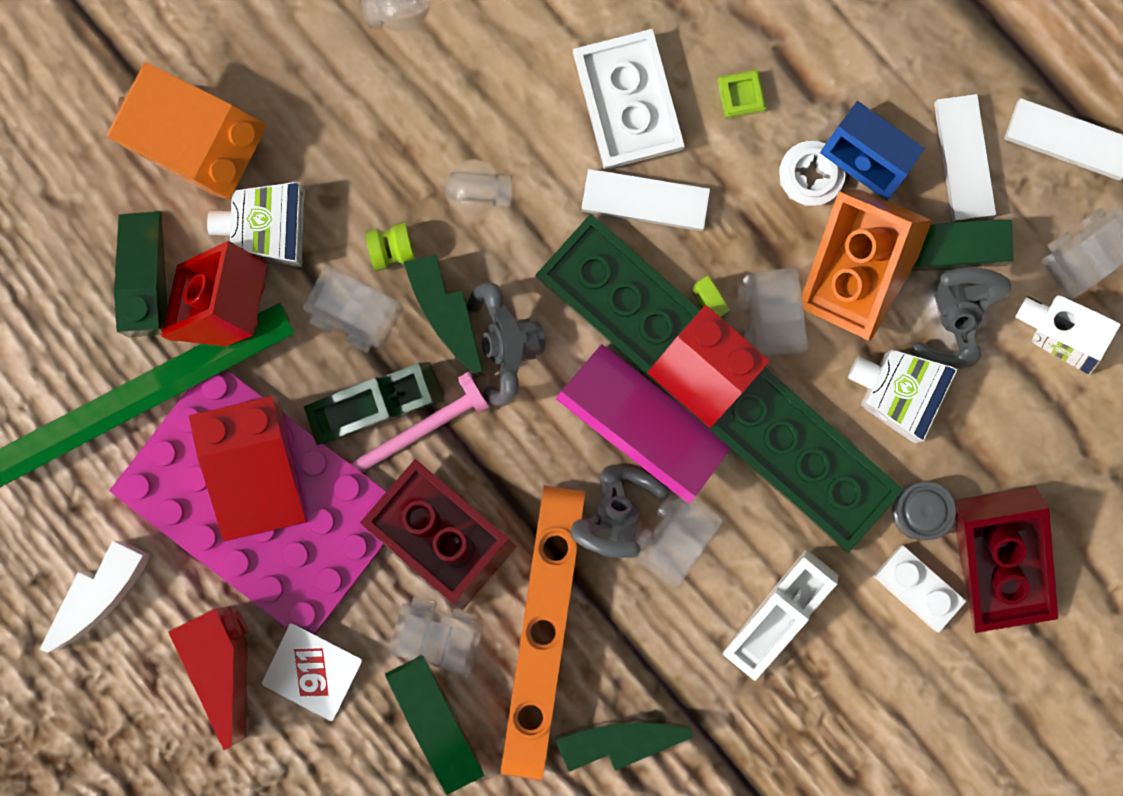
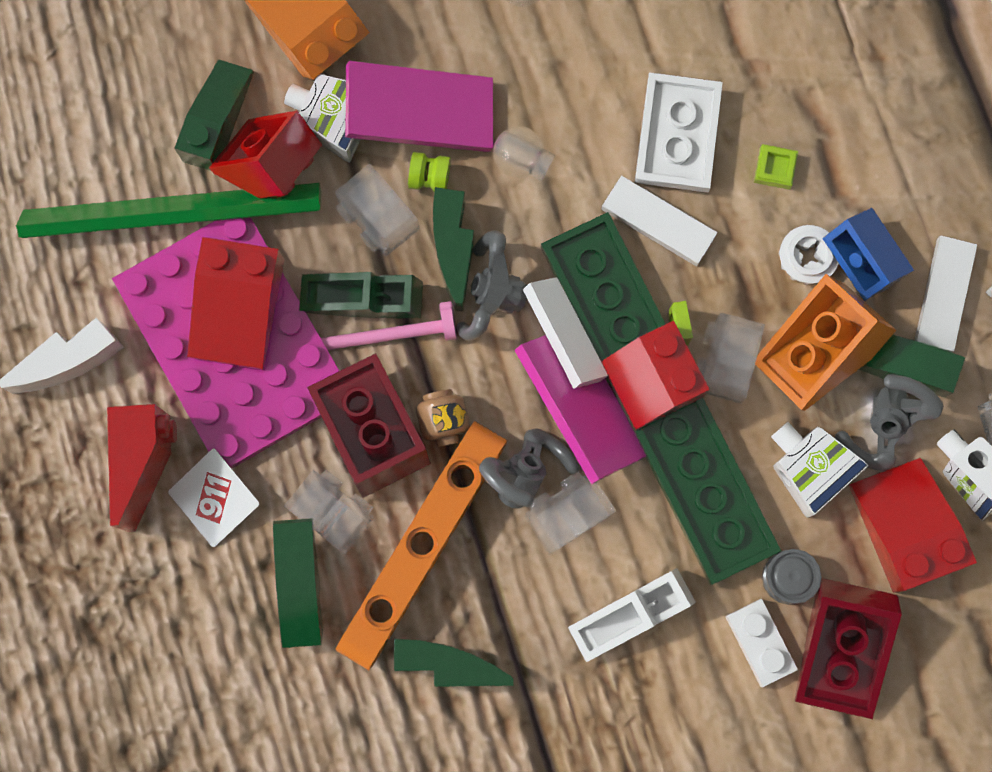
camera: 25 degrees right, 5 degrees down
(351, 183) = (418, 107): none -> dark pink tile
(510, 495) = (442, 417): none -> medium nougat head
(598, 358) = (565, 332): none -> white tile
(1022, 410) = (911, 526): none -> red slope

